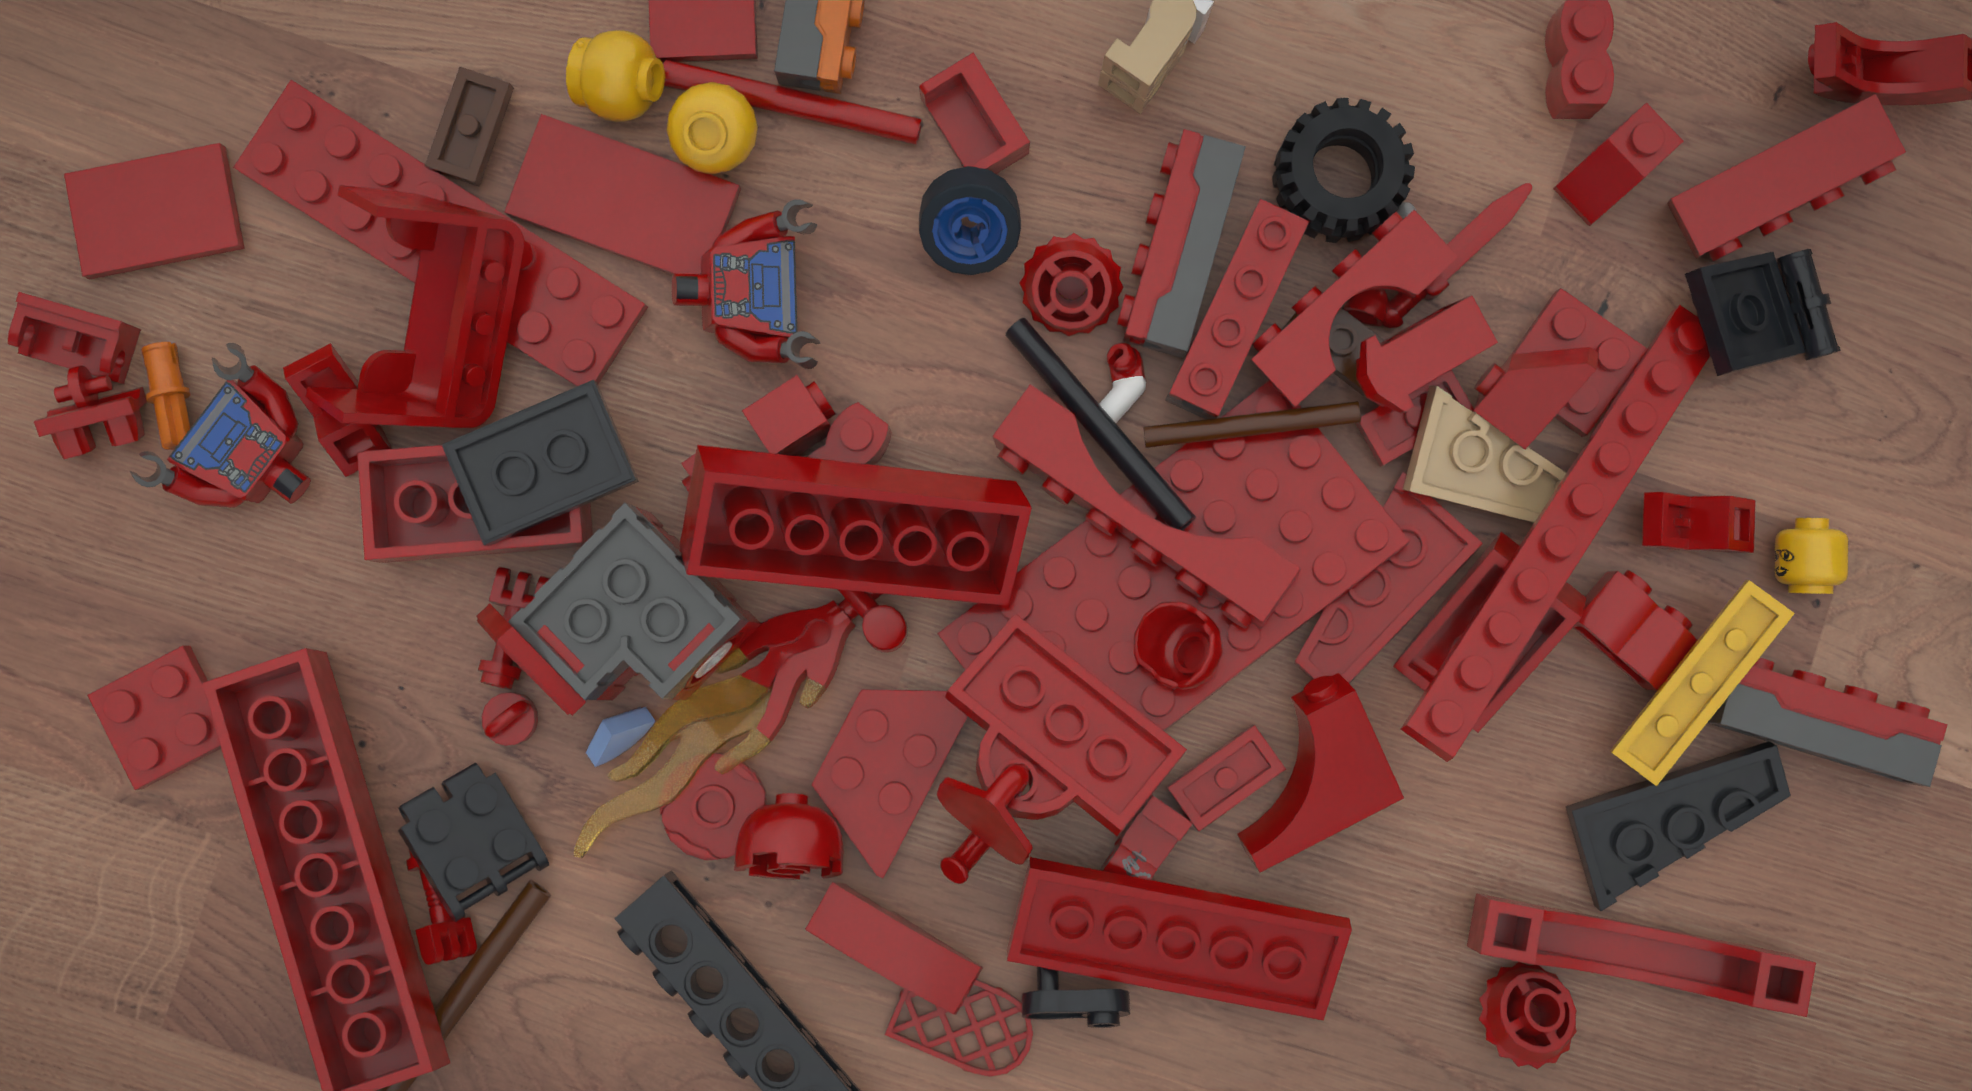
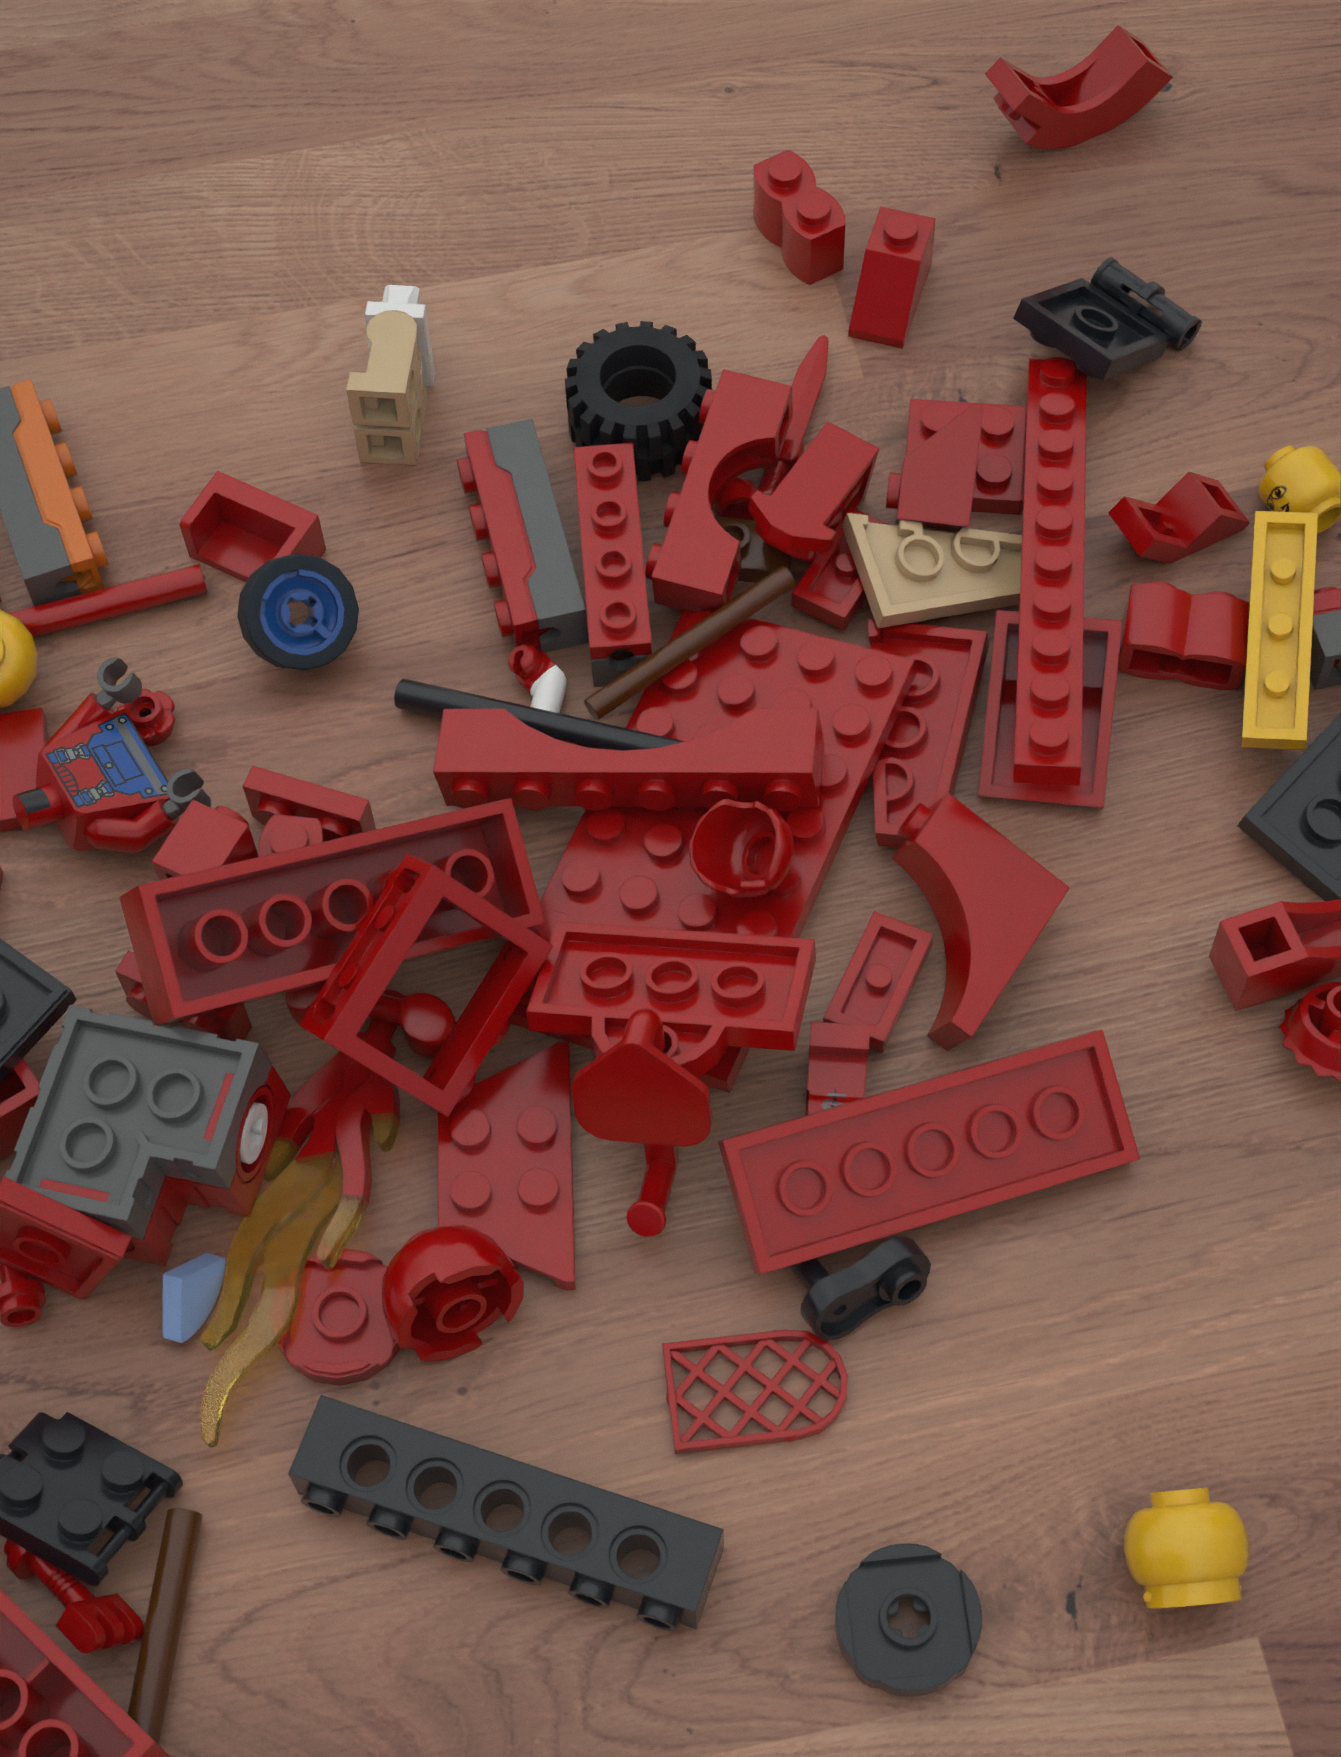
camera: 30 degrees left, 25 degrees down
(509, 718) = (55, 1348): red tile -> none
(822, 247) = (159, 724): none -> red plate
(872, 591) = (376, 956): none -> red window
(876, 380) = (279, 794): none -> red plate
(893, 947) = (627, 1338): red slope -> none
(1071, 285) = (435, 626): red piece -> none
(1786, 177) = (1051, 206): red wedge -> none

